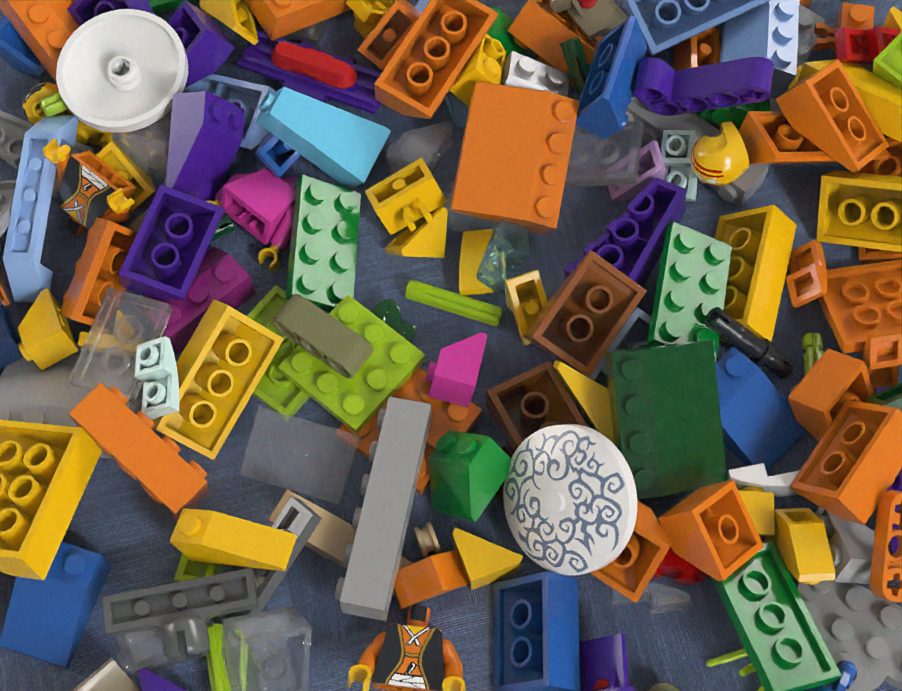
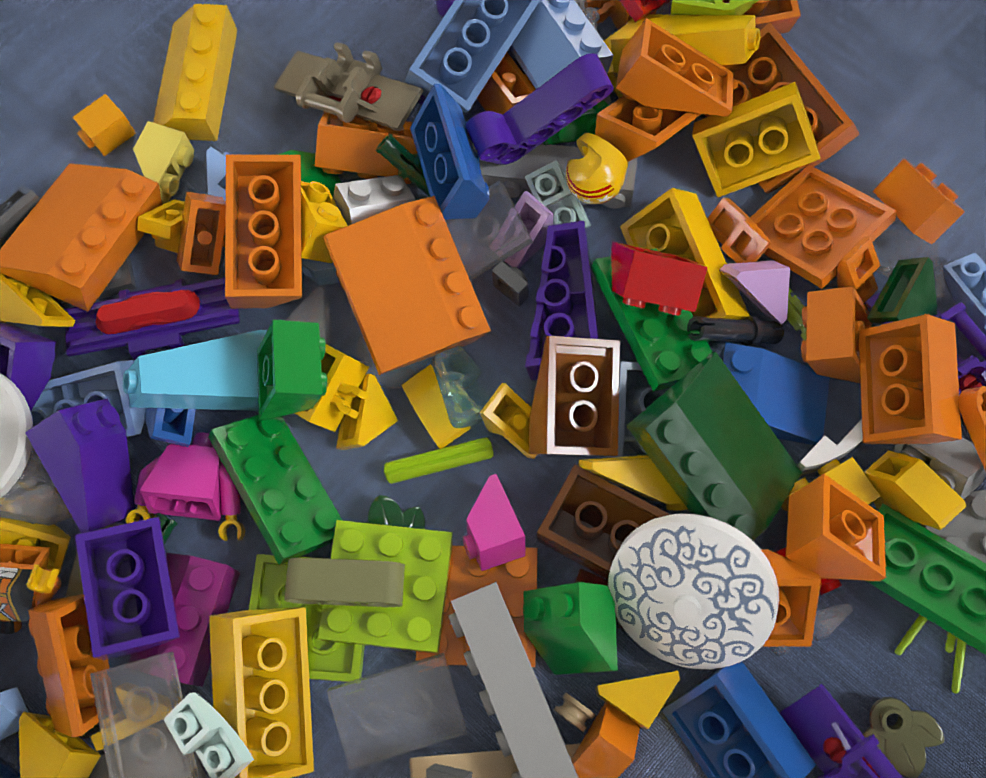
camera: 30 degrees left, 5 degrees up
(387, 163) = (290, 368): none -> green slope
(600, 206) = (511, 283): none -> dark grey plate
(706, 260) = (656, 278): none -> red slope
(797, 320) = (763, 284): none -> lavender slope

